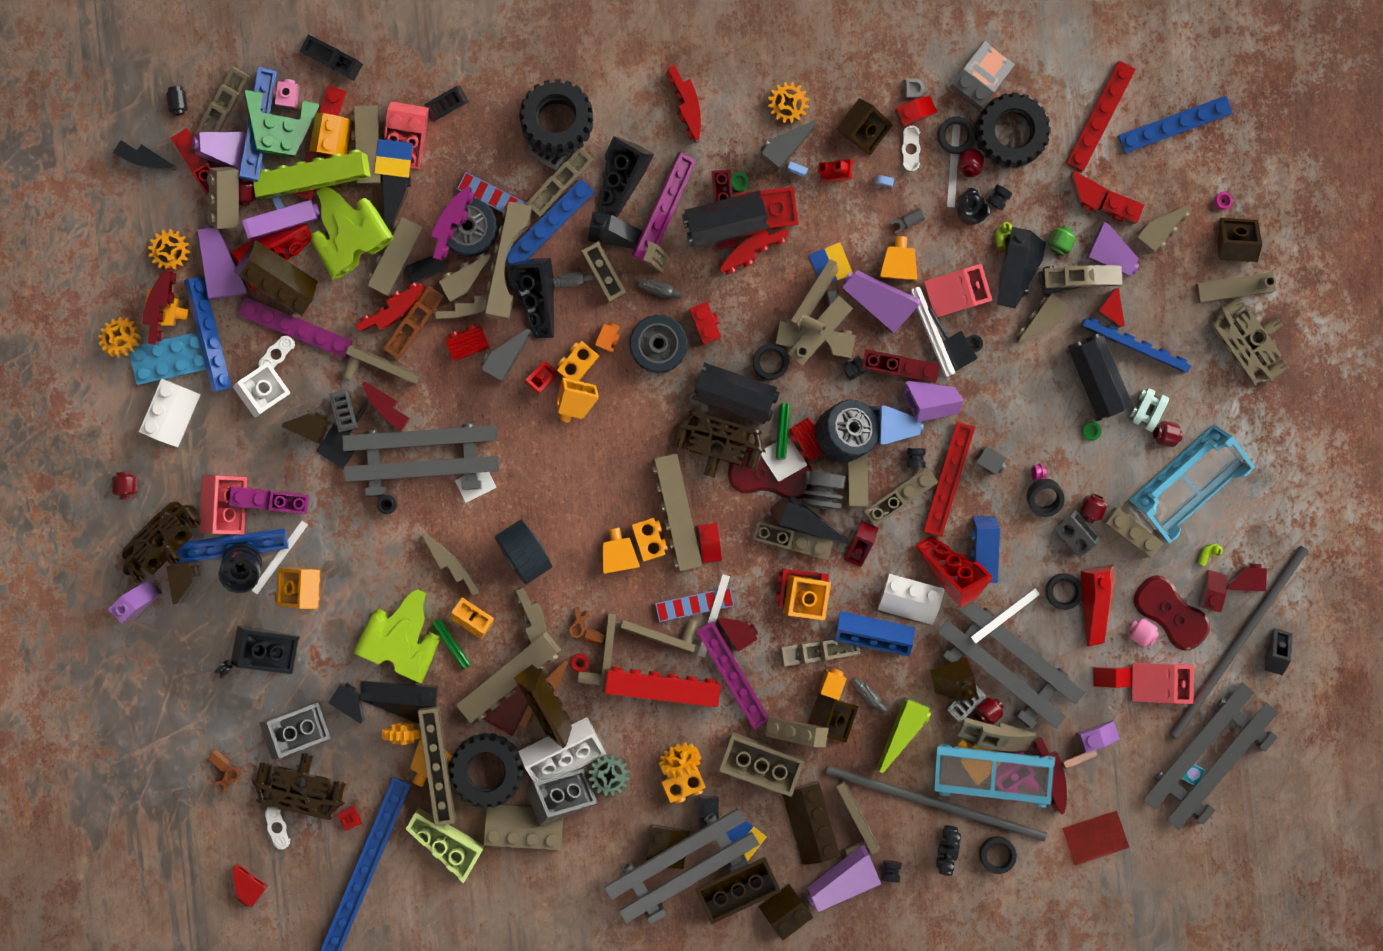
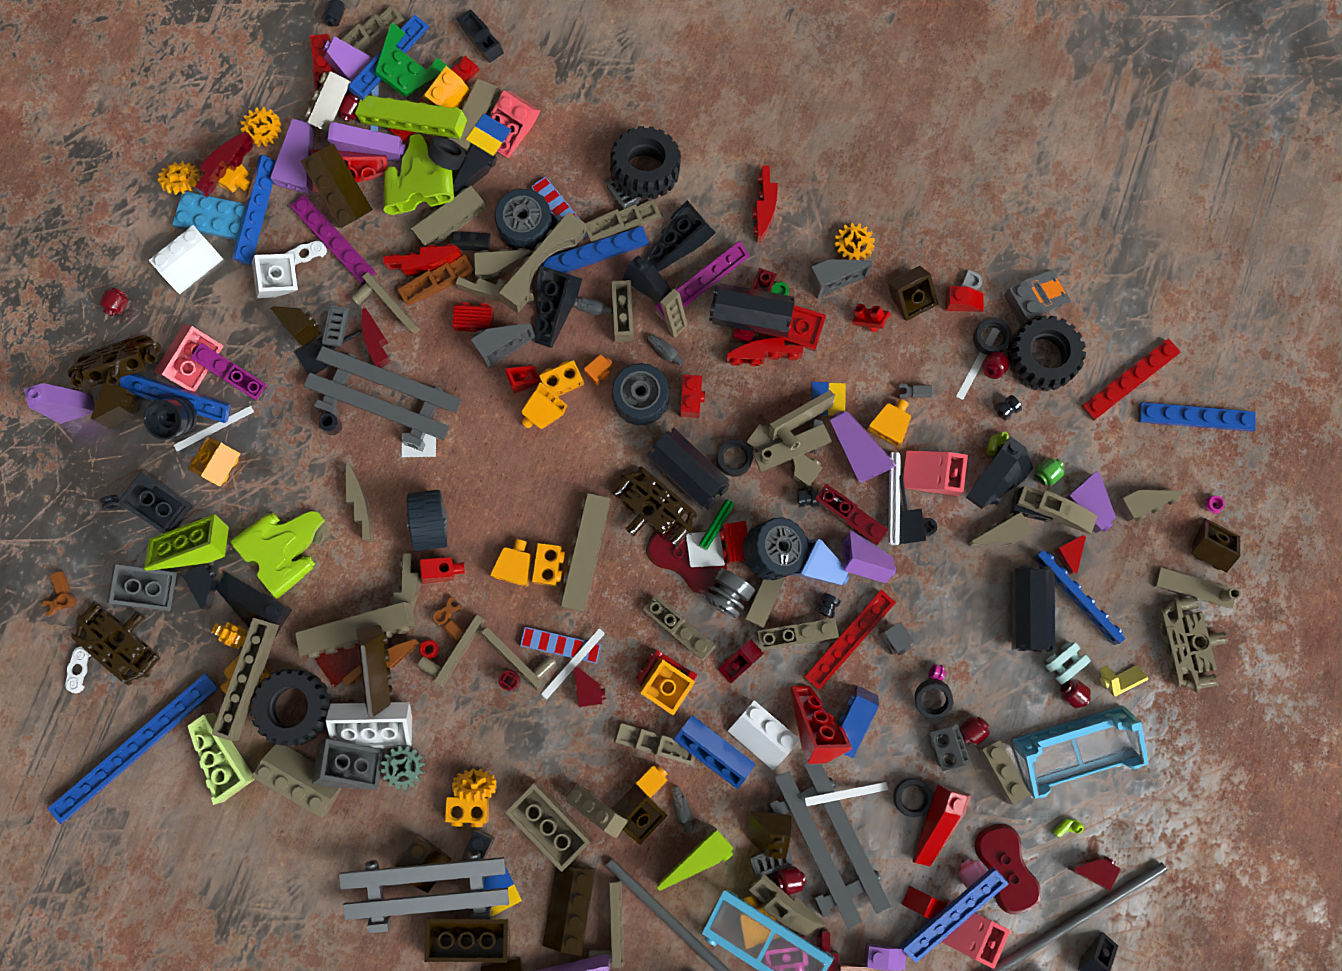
camera: 20 degrees right, 10 degrees down
(142, 157) = (280, 44): black slope -> none
(247, 886) = (20, 710): red slope -> none
(286, 94) = (427, 47): bright pink brick -> none
(317, 674) = (188, 545): none -> lime slope
(349, 818) = (147, 693): red tile -> none
(365, 207) = (446, 153): none -> black tyre
(451, 644) = (322, 576): green axle -> none
(455, 214) = (513, 197): magenta slope -> none
(461, 95) = (565, 107): black slope -> none
(471, 618) = (351, 560): light orange brick -> none
(548, 593) = (431, 570): none -> red torso
(662, 688) = (492, 708): red brick -> none
(665, 657) = (512, 681): none -> dark red wheel
(710, 542) = (601, 594): red slope -> none
(733, 675) = (564, 728): magenta plate -> none
(796, 515) = (691, 602): black wedge -> none
(797, 169) = (836, 302): light blue tile -> none
(884, 181) = (910, 347): light blue tile -> none
(911, 136) = (951, 321): white piece -> none
(971, 207) = (979, 404): black hair -> none
(1088, 192) = (1092, 438): red slope -> none
(1091, 430) = (1003, 657): green tile -> none
(1121, 207) = (1118, 466): red brick -> none
(1141, 674) = (954, 914): none -> plate
(1205, 402) = (1122, 682): none -> light yellow bracket
(1214, 591) = (1058, 867): dark red slope -> none

